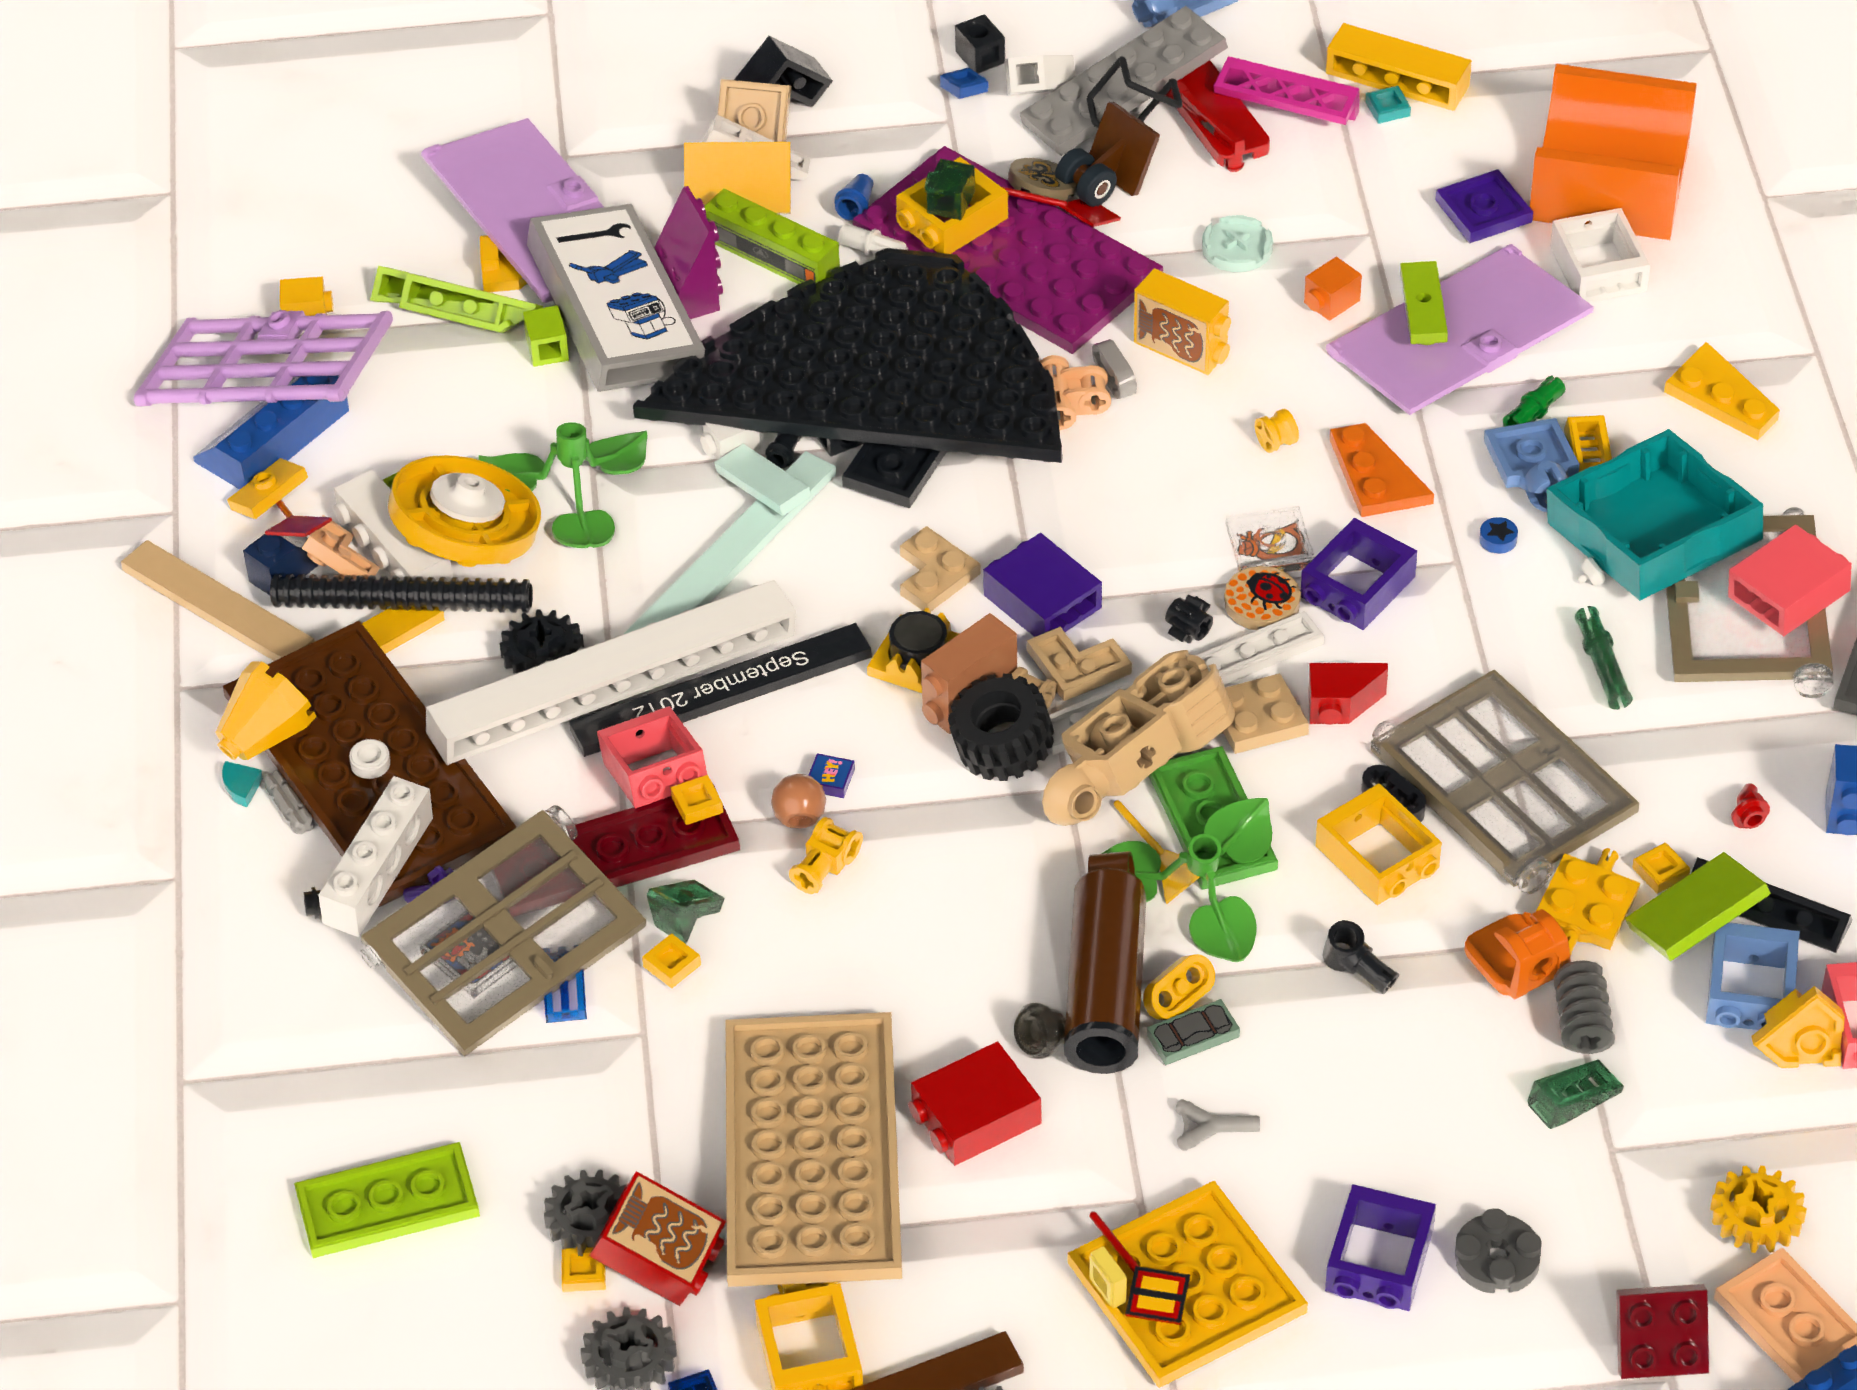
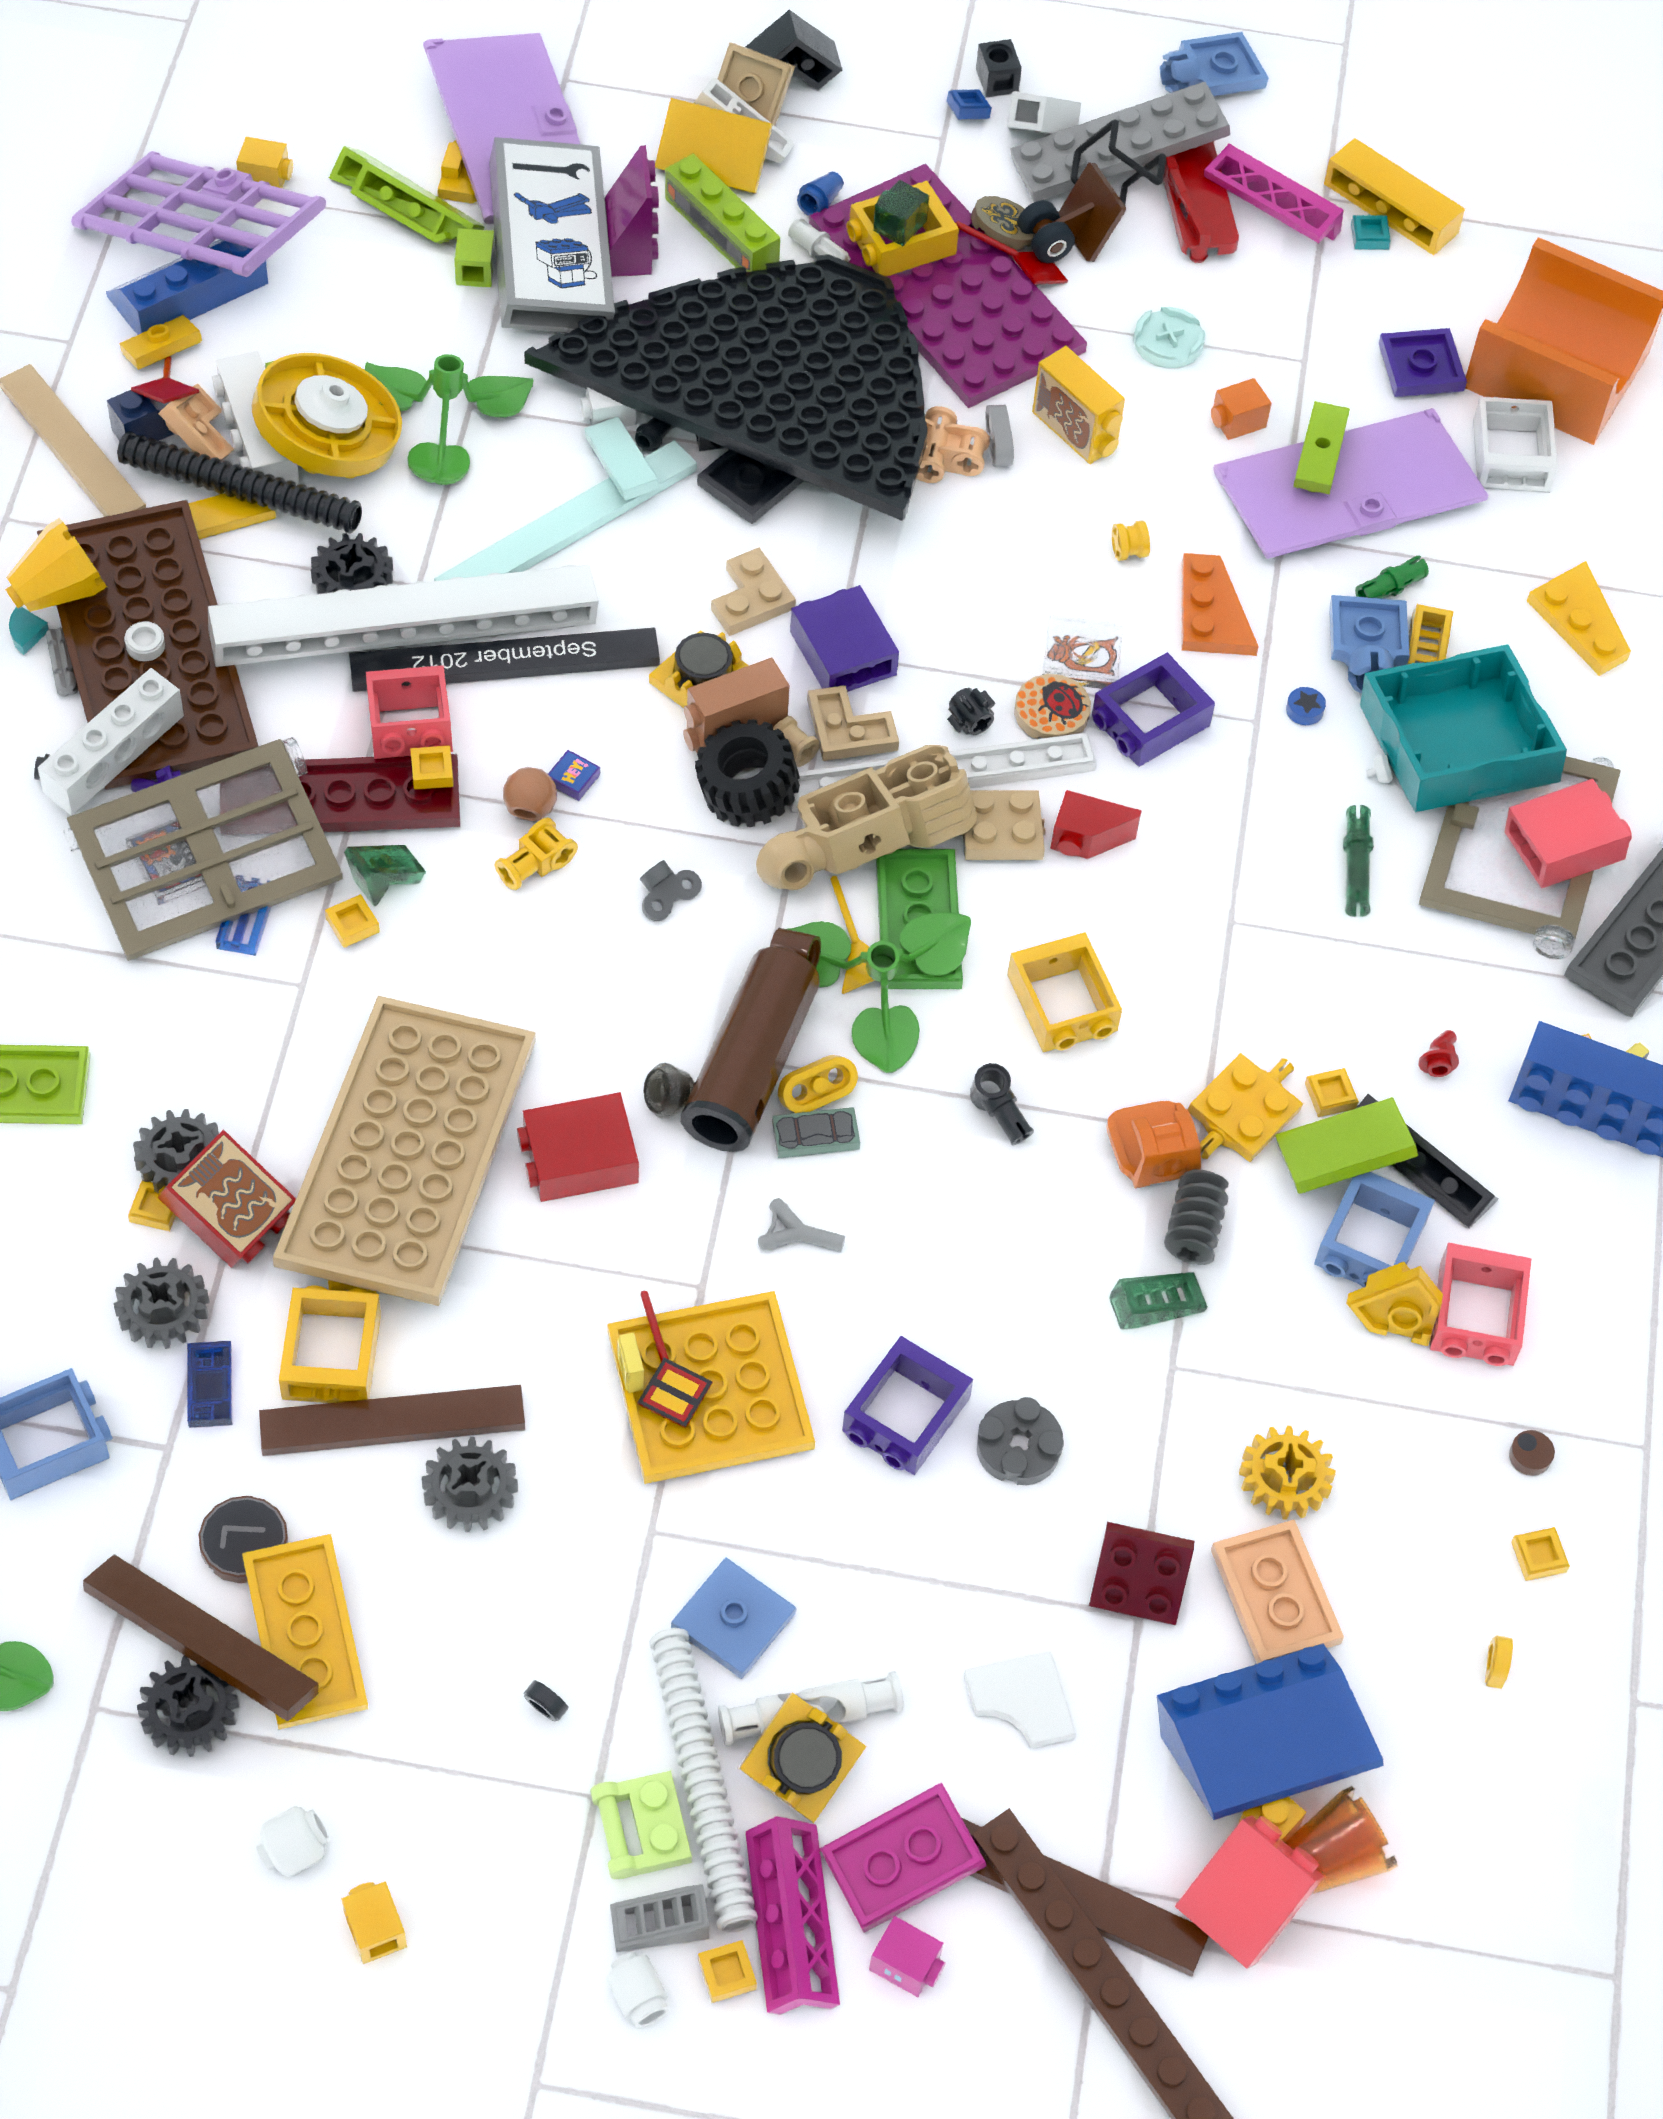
camera: 10 degrees right, 10 degrees up
(962, 853) = (666, 888): none -> dark grey piece
(1397, 786) = (1106, 941): black beam -> none
(1504, 778) = (1213, 959): clear door -> none

